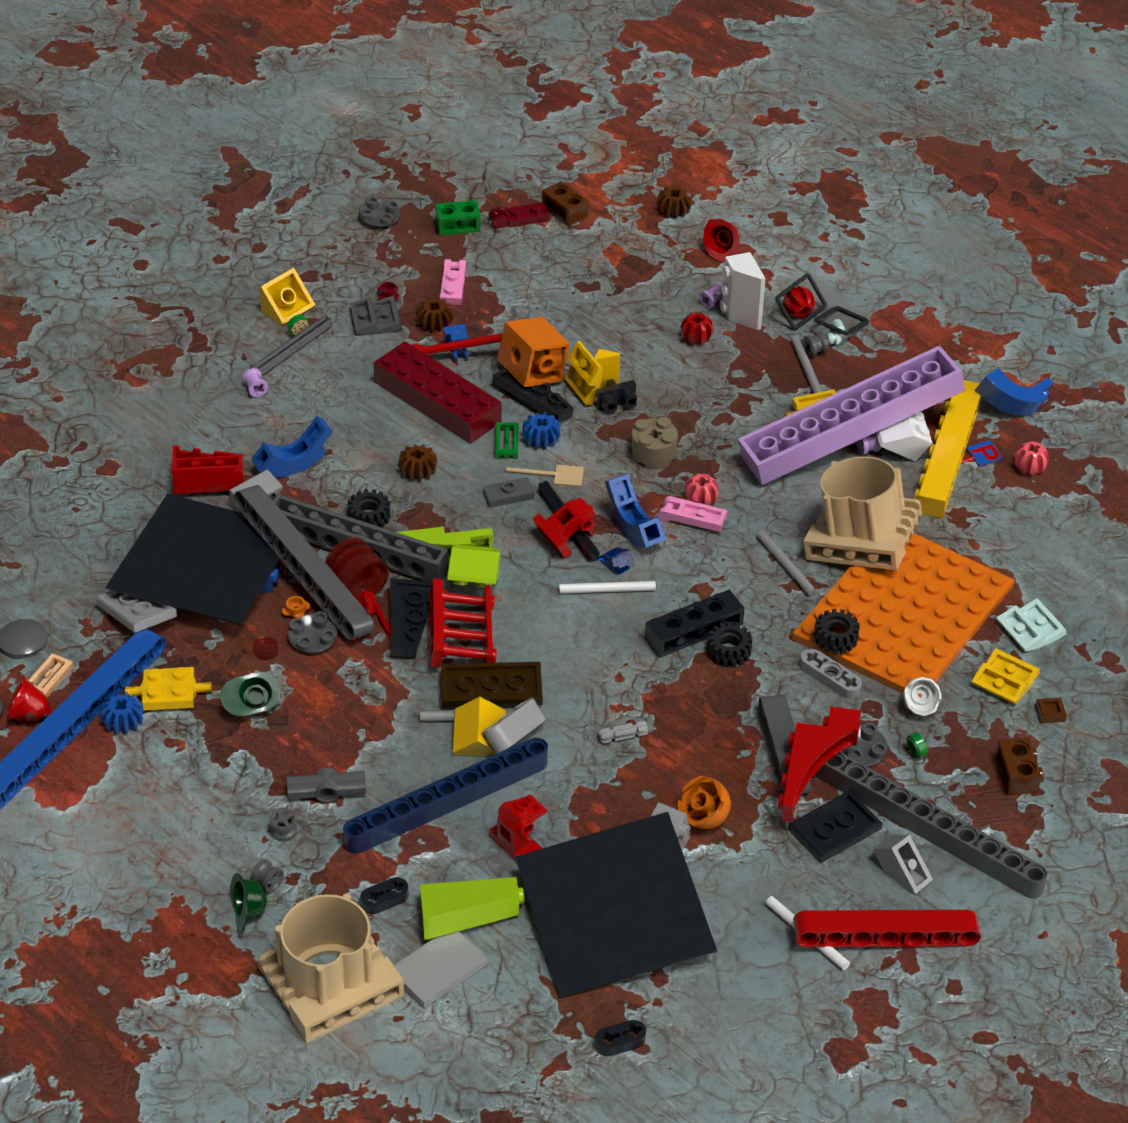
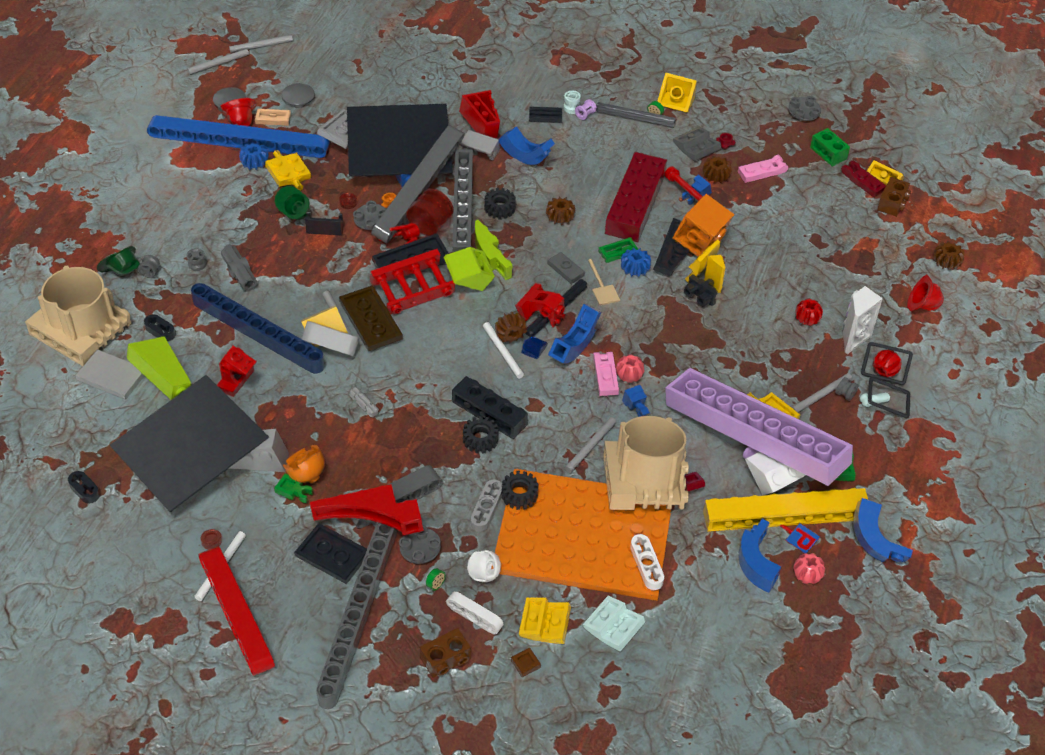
camera: 65 degrees right, 5 degrees up
(230, 420) = (545, 114): none -> black tile
(234, 388) = (571, 100): none -> light aqua wheel
(301, 680) = (324, 226): none -> black hinge
(522, 196) = (883, 172): none -> yellow slope
(587, 563) = (510, 327): none -> reddish brown gear
(654, 442) = (663, 326): dark tan brick -> none
(727, 833) = (290, 488): none -> green plate
(745, 503) = (636, 399): none -> blue piece
(762, 932) = (211, 538): none -> clear red tile
(903, 862) = (307, 603): light grey slope -> none
(975, 727) = (474, 612): none -> white beam
(992, 574) = (645, 570): none -> white beam
(997, 494) = (753, 564): none -> blue arch

